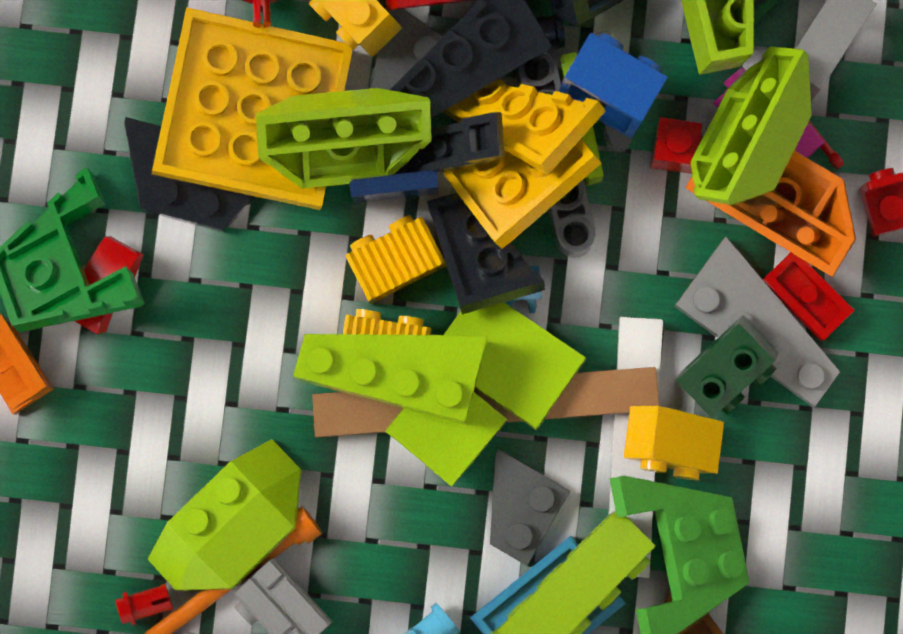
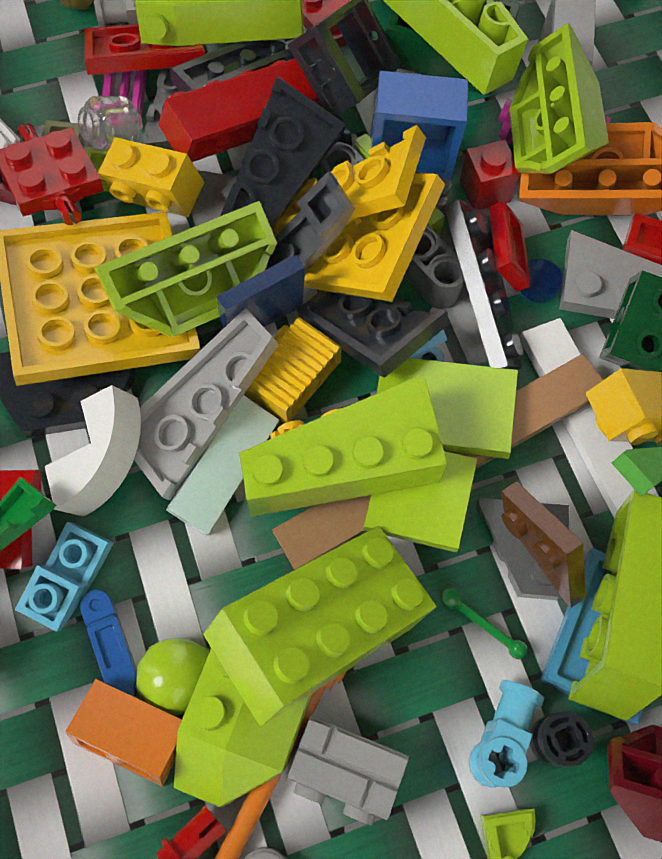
camera: 30 degrees left, 15 degrees down
(129, 353) = (65, 578): none -> medium azure slope
(129, 502) = (126, 732): none -> orange hinge
(142, 429) = (109, 641): none -> blue piece
(181, 473) = (170, 673): none -> lime hair
(186, 280) = (94, 472): none -> white brick
(288, 259) = (198, 400): none -> light grey wing
(297, 315) = (219, 468): none -> light aqua tile
(311, 493) = (316, 623): none -> lime brick
(433, 520) = (451, 599): none -> green hinge
(519, 524) = (548, 542): none -> reddish brown wing
(610, 246) = (485, 285): none -> black wing
(651, 230) = (509, 246): none -> red tile
(668, 272) = (544, 280): none -> clear blue tile

